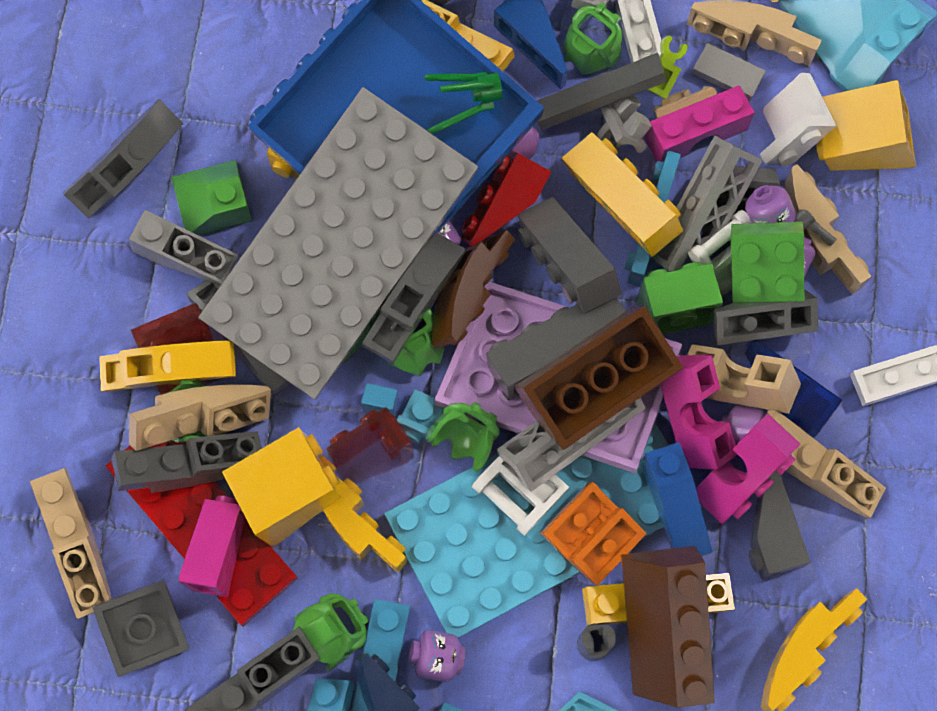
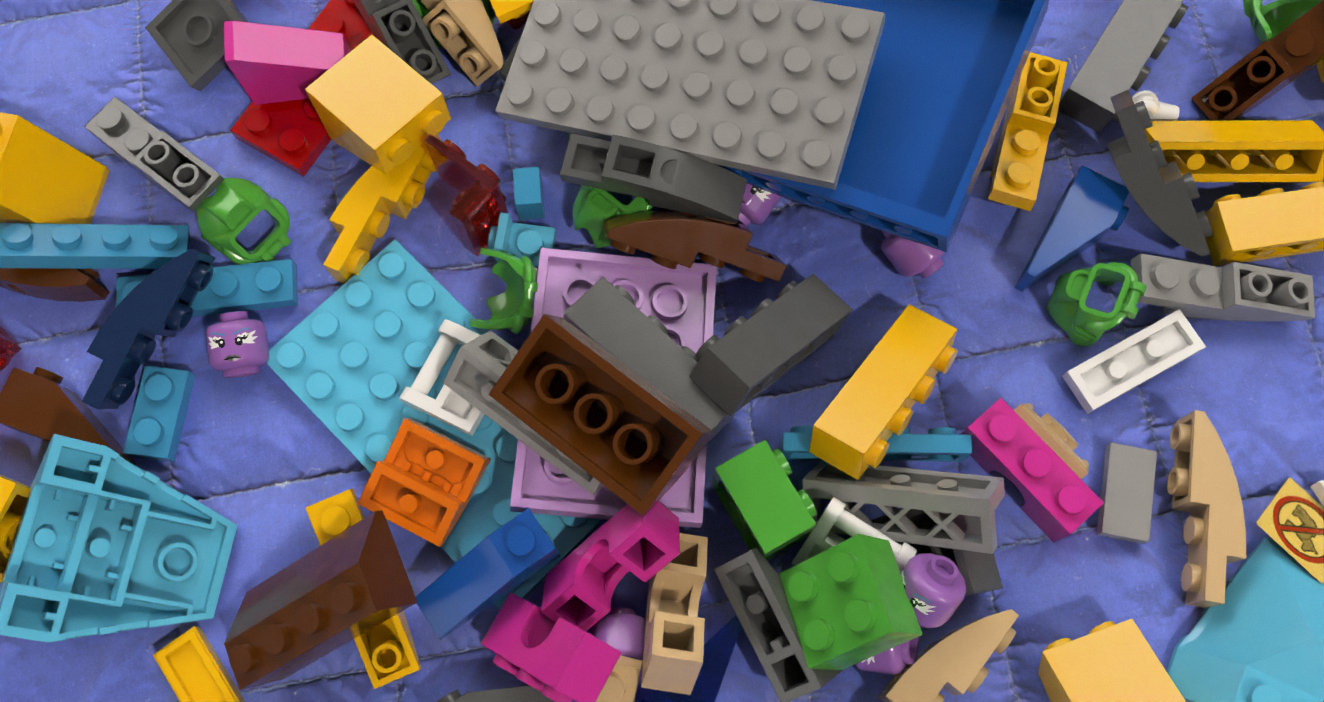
camera: 75 degrees right, 0 degrees up
(483, 88) = (940, 153): green plant -> none
(509, 193) = (839, 258): red slope -> none
(586, 645) = (280, 522): dark grey hinge -> none
(602, 90) = (1022, 327): dark grey tile -> none
(625, 124) = (989, 382): light grey hips -> none
(671, 71) = (1081, 395): lime plate -> none
(796, 120) = (1084, 603): white bracket -> none
(808, 220) = (937, 644): dark grey hand -> none

